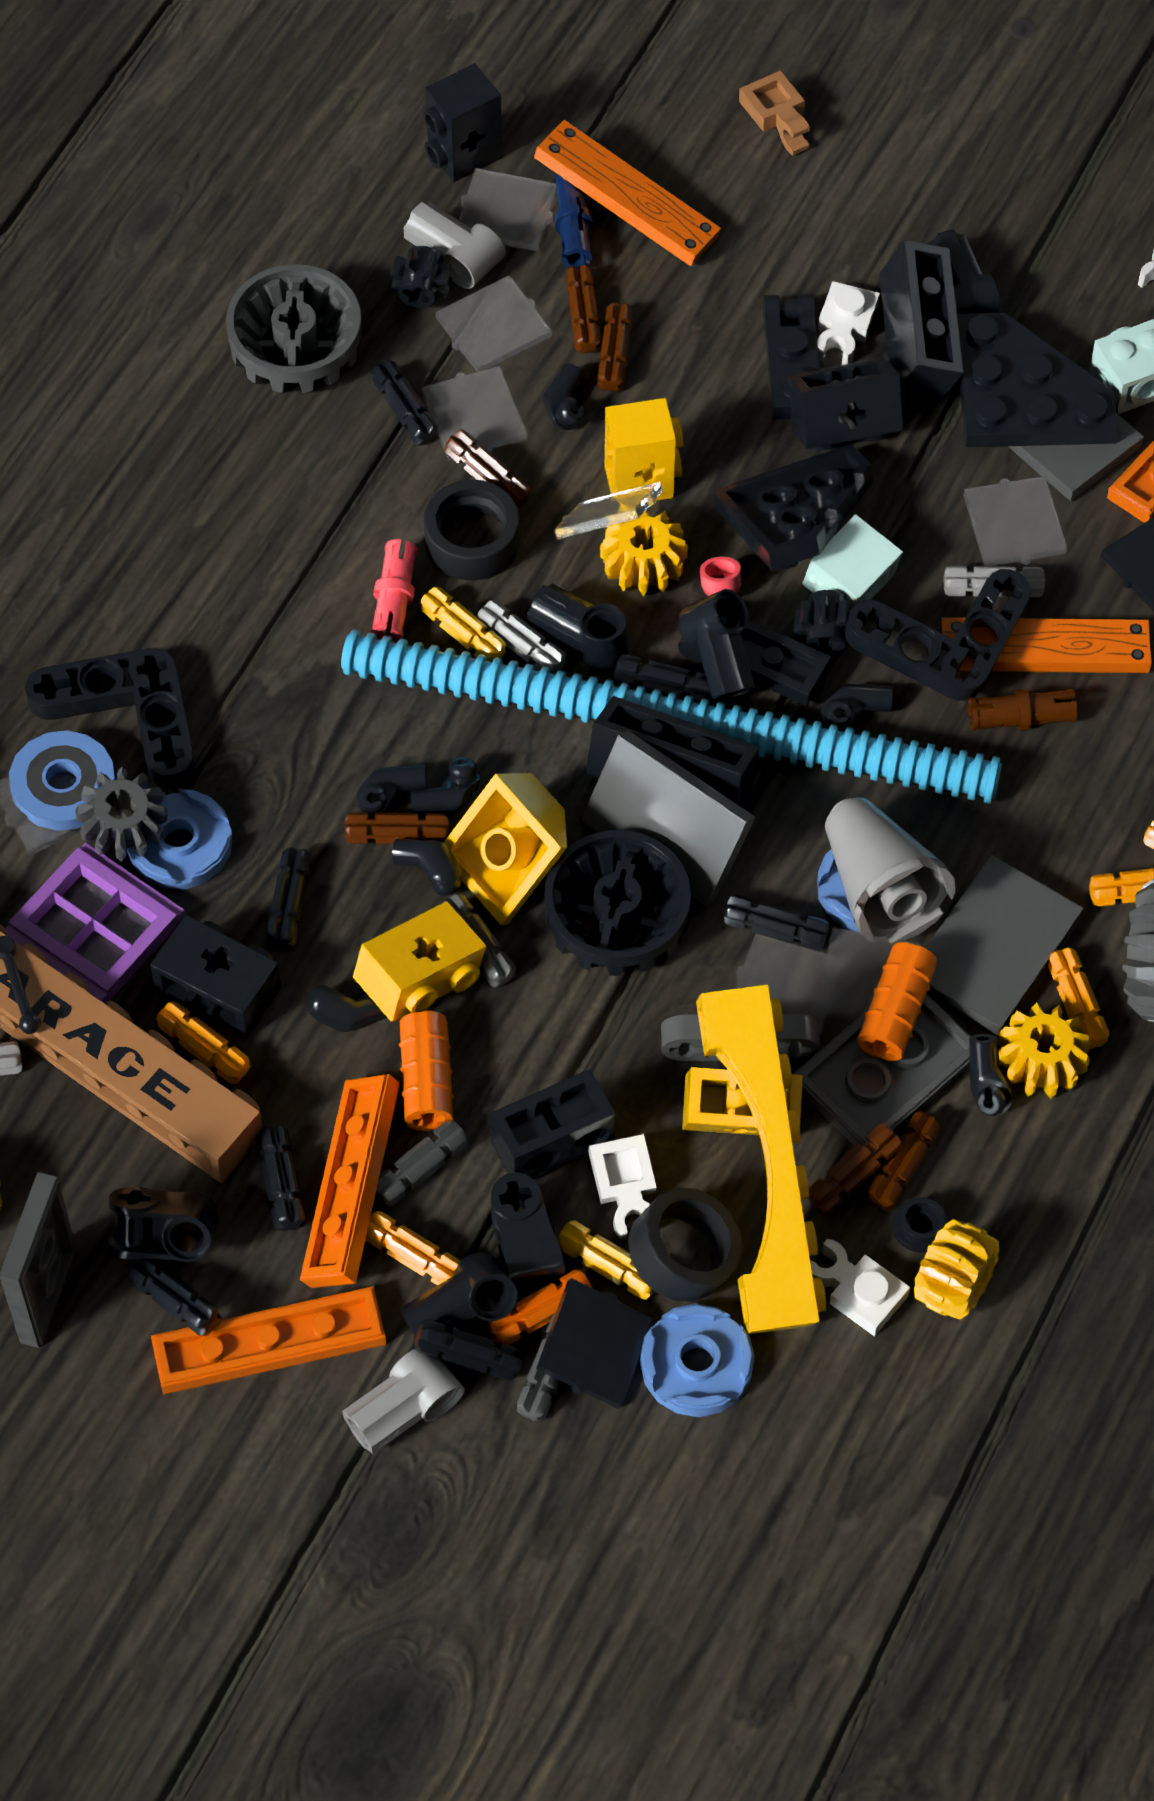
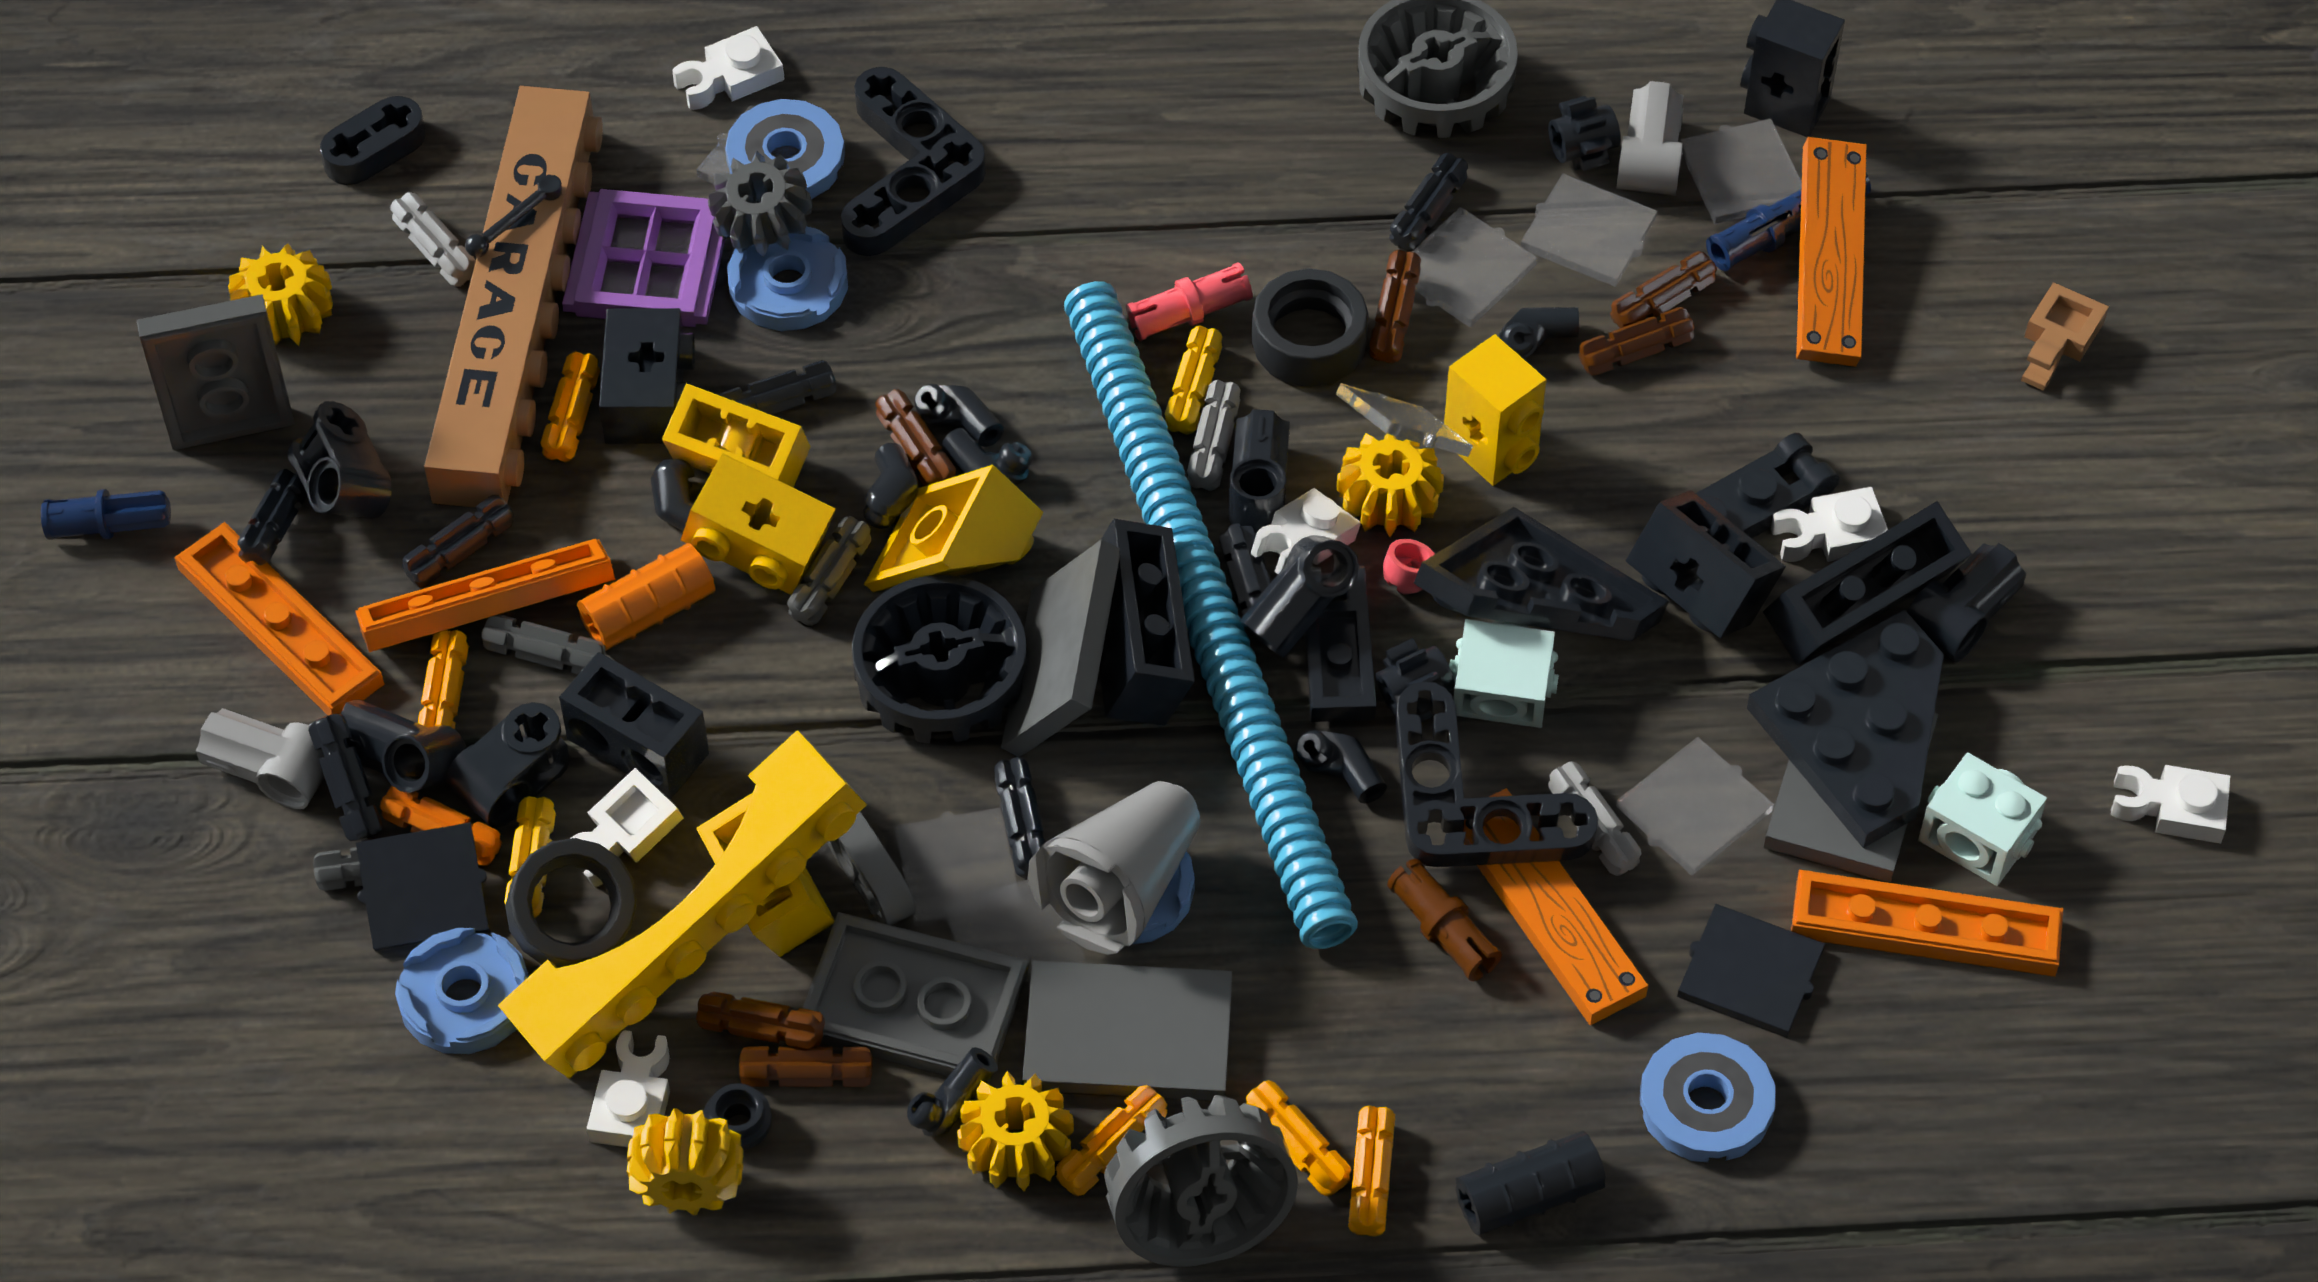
camera: 60 degrees right, 5 degrees down
(83, 1420) = (105, 514): none -> dark blue axle
(333, 938) = (713, 425): none -> yellow brick
(651, 623) = (1301, 518): none -> white plate
(897, 1001) = (973, 956): orange axle -> none

